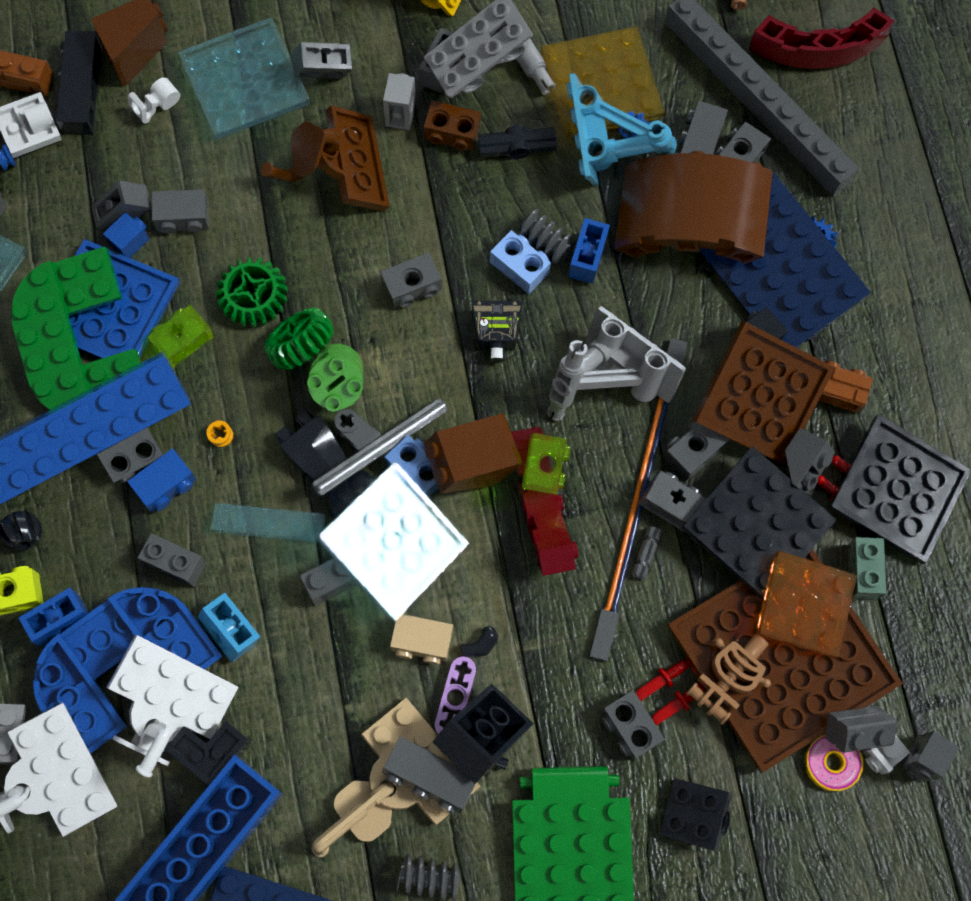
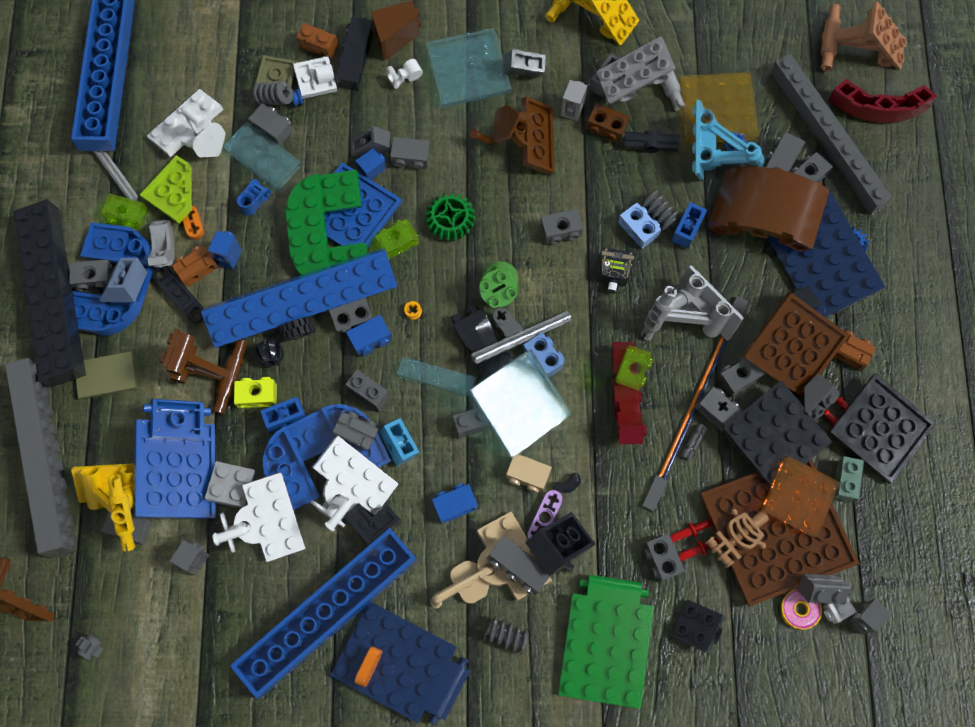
camera: 15 degrees right, 0 degrees up
(54, 489) = (296, 329): none -> black tyre
(162, 622) = (355, 430): none -> dark grey brick
(298, 338) = (477, 254): green gear -> none
(323, 701) = (454, 503): none -> blue piece
(472, 454) = (584, 353): reddish brown slope -> none

